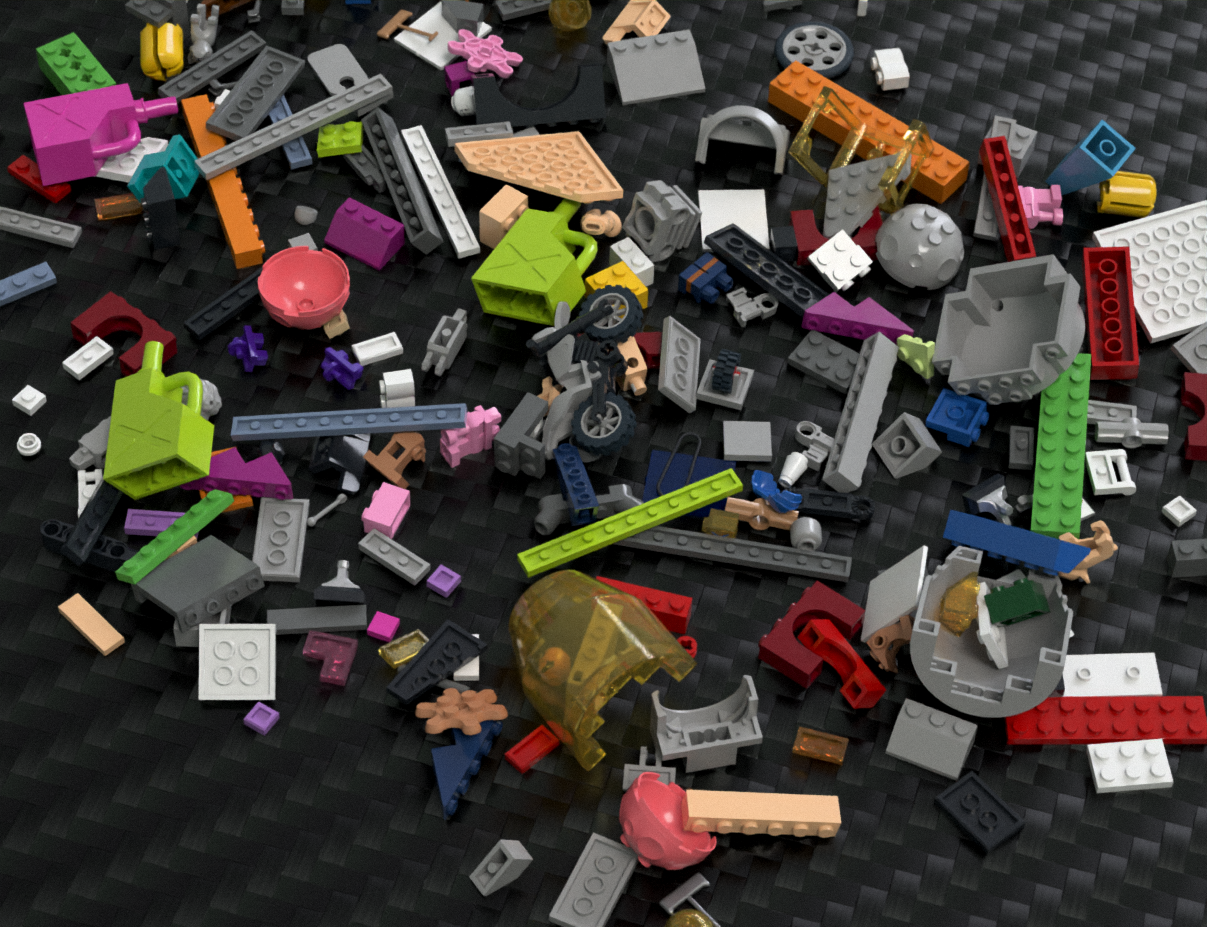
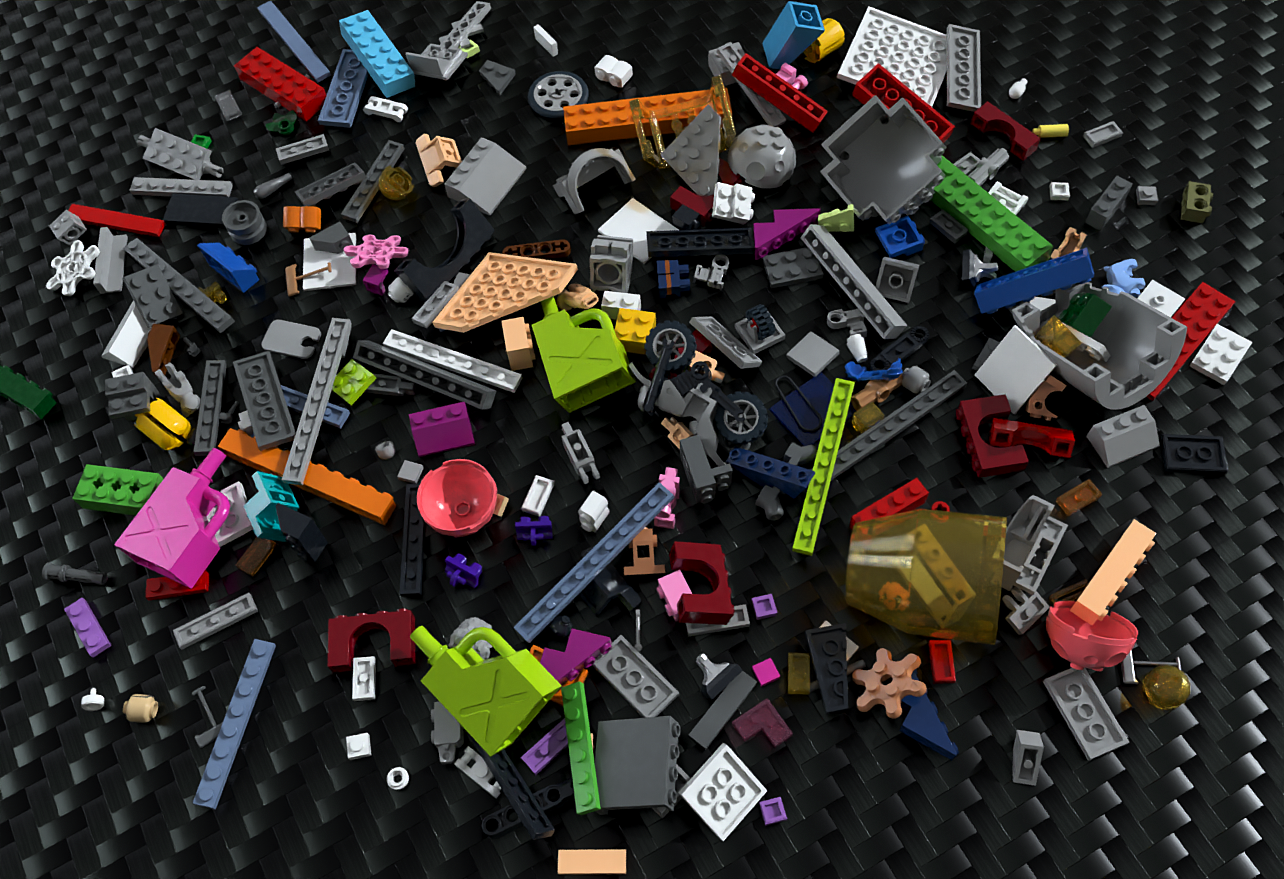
camera: 40 degrees left, 10 degrees up
(401, 537) = (708, 561): none -> dark red arch
(623, 162) = (537, 247): none -> reddish brown beam
(1114, 626) = (1120, 278): none -> light blue animal

